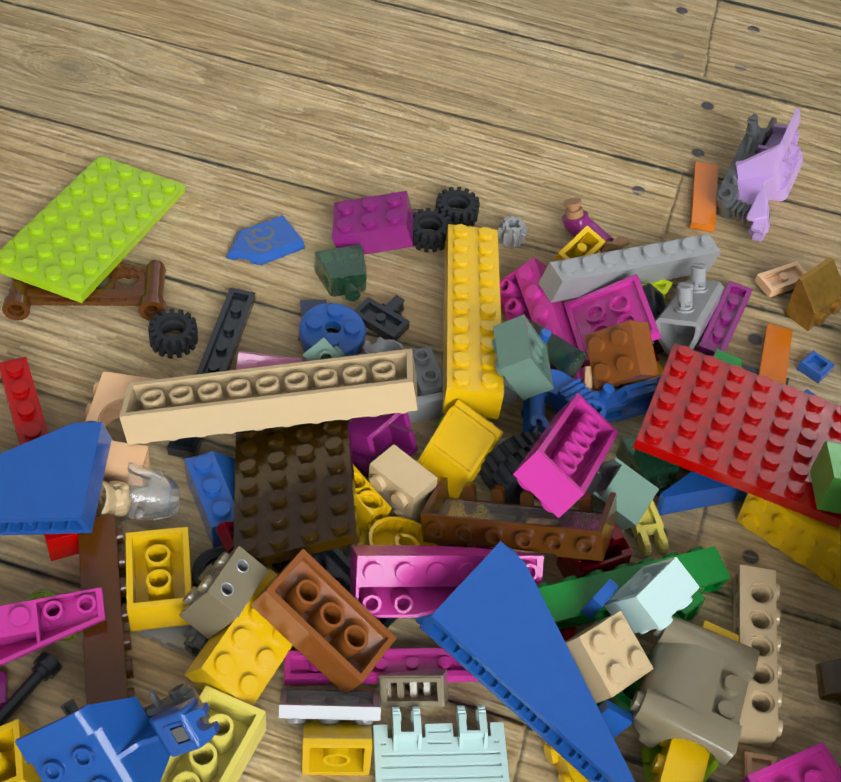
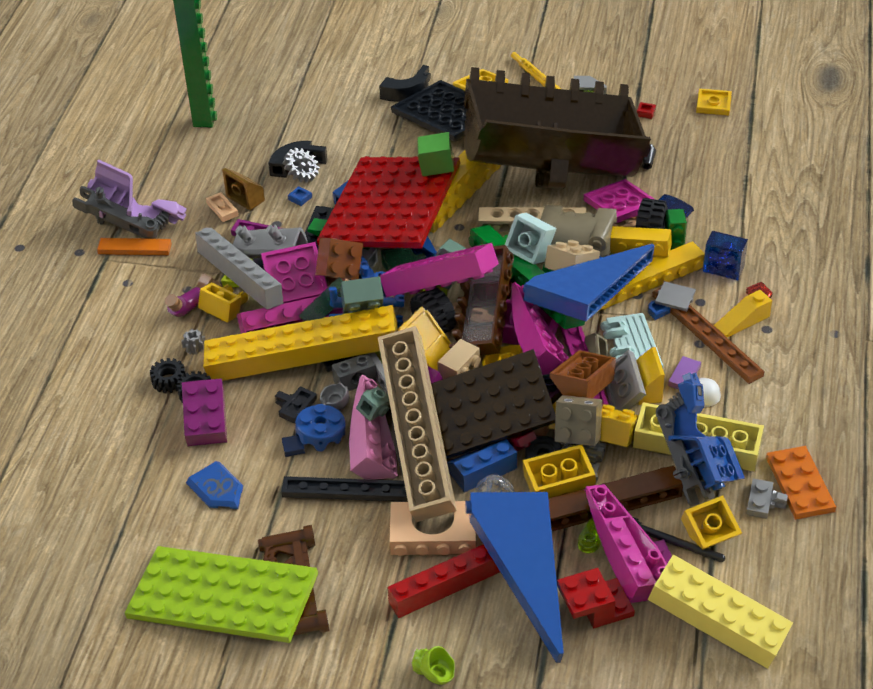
camera: 90 degrees left, 5 degrees down
(173, 344) = (332, 510): black tyre -> none
(342, 271) = (251, 430): clear green torso -> none
(600, 599) = (536, 259): blue tile -> none
(775, 353) = (301, 209): orange tile -> none

